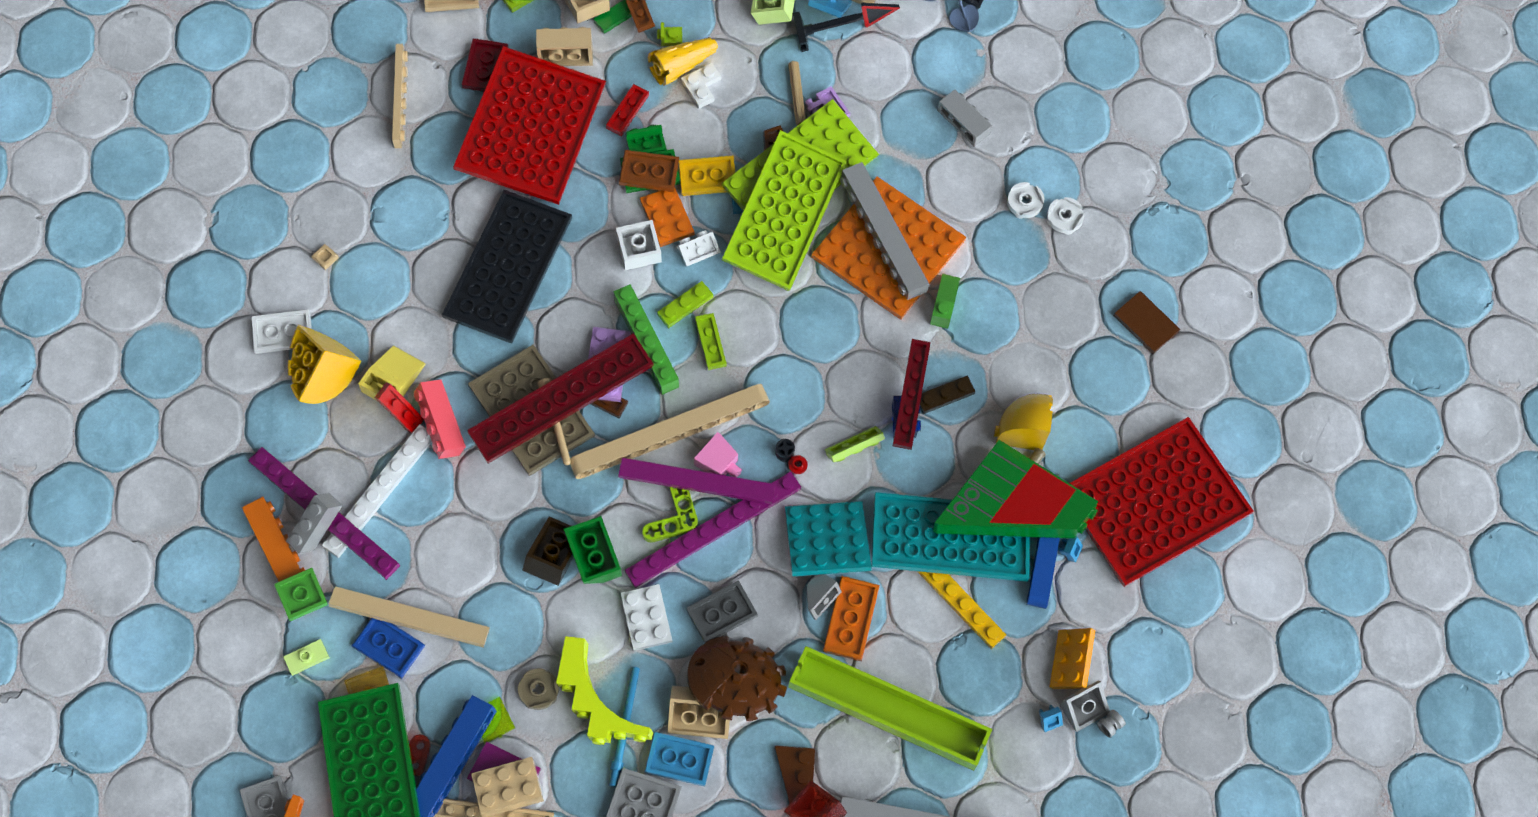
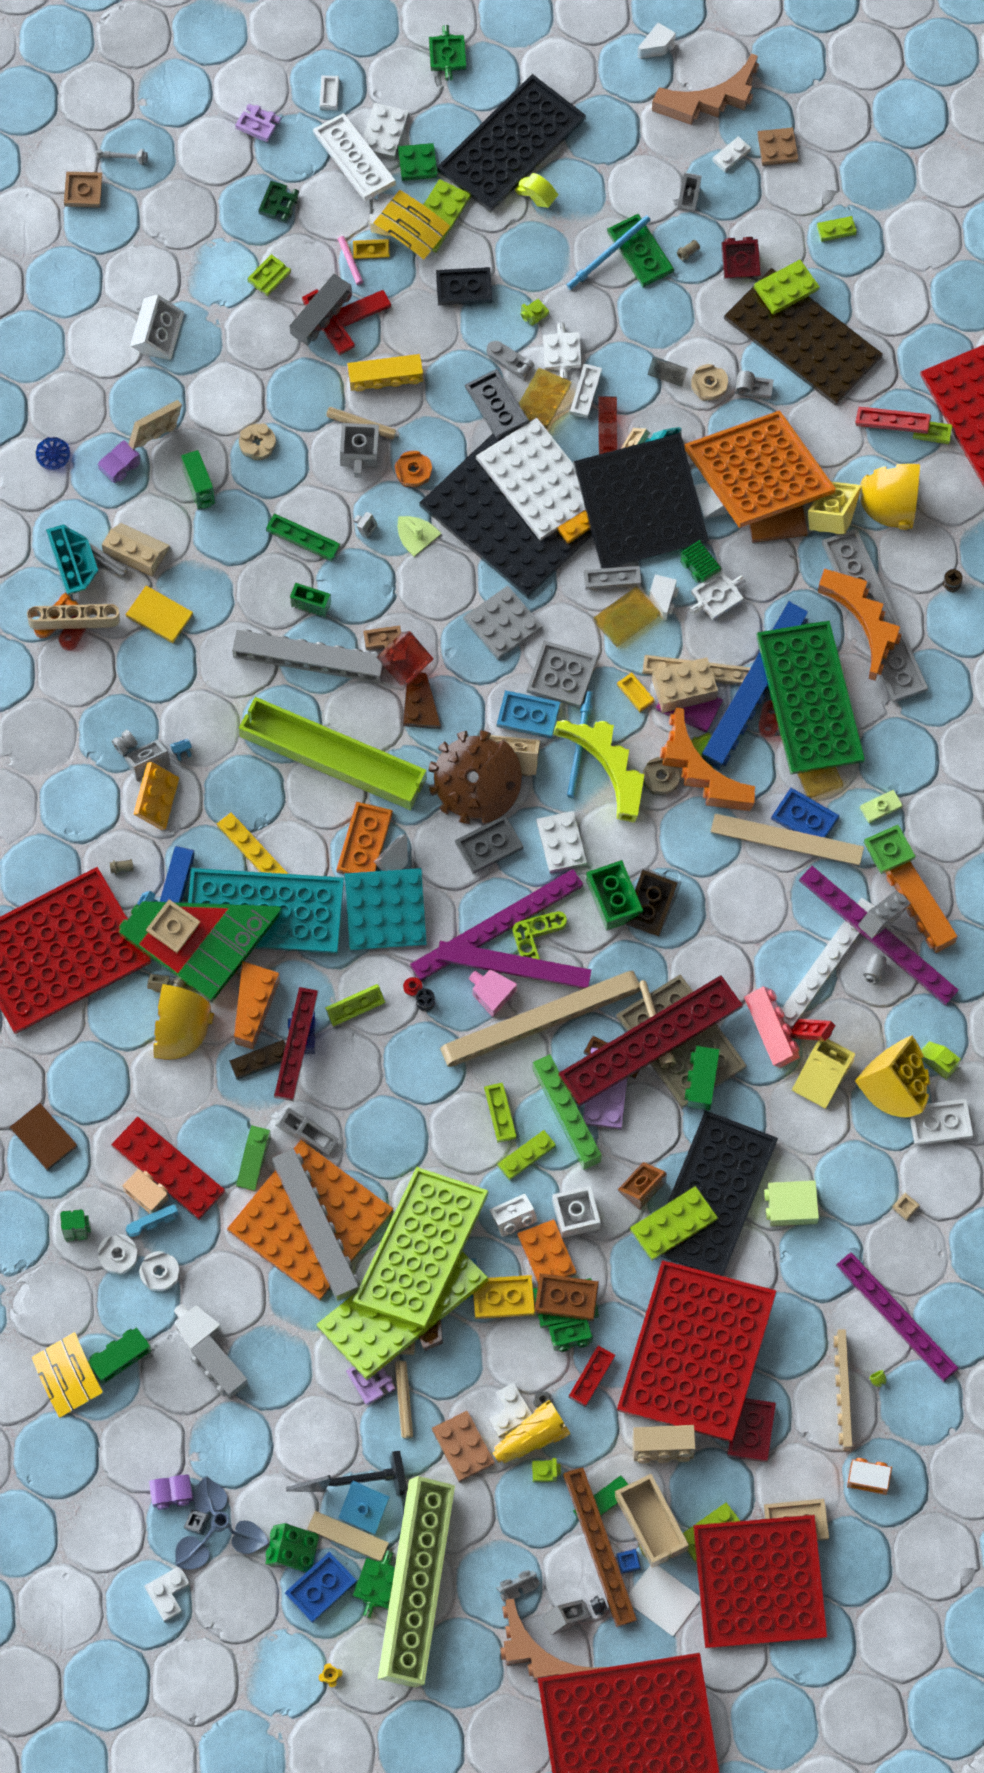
camera: 175 degrees left, 0 degrees up
(275, 390) = (940, 1059): none -> lime slope
(330, 480) = (875, 968): none -> light grey brick
(344, 161) = (897, 1317): none -> magenta tile
(371, 107) = (878, 1378): none -> lime hinge
(383, 26) = (869, 1476): none -> white brick
(433, 255) = (791, 1203): none -> yellowish green brick
(511, 364) = (702, 1078): none -> green brick
(514, 705) = (698, 773): none -> orange arch
(546, 234) = (673, 1223): none -> lime plate
(562, 788) = (635, 692): none -> yellow tile
(574, 273) = (643, 1184): none -> dark orange slope
(672, 95) = (541, 1395): none -> dark grey plate
(743, 57) = (463, 1446): none -> nougat plate
(896, 323) = (307, 1131): none -> light grey slope
(954, 453) = (254, 1000): none -> orange wedge
(988, 151) = (194, 1325): none -> white torso
(999, 19) = (171, 1491): none -> medium lavender brick
(1026, 294) = (169, 1167): none -> red plate
(1036, 243) = (150, 1221): none -> medium azure hinge
(1043, 500) = (173, 926): none -> tan plate
(1045, 265) = (145, 1191): none -> light nougat brick
(1053, 464) = (155, 982): none -> dark tan plate
(1055, 127) = (119, 1355): none -> green brick
(1100, 588) = (121, 866): none -> dark tan pin
(1101, 112) = (66, 1375): none -> yellow sticker
(1108, 232) = (75, 1225): none -> green brick

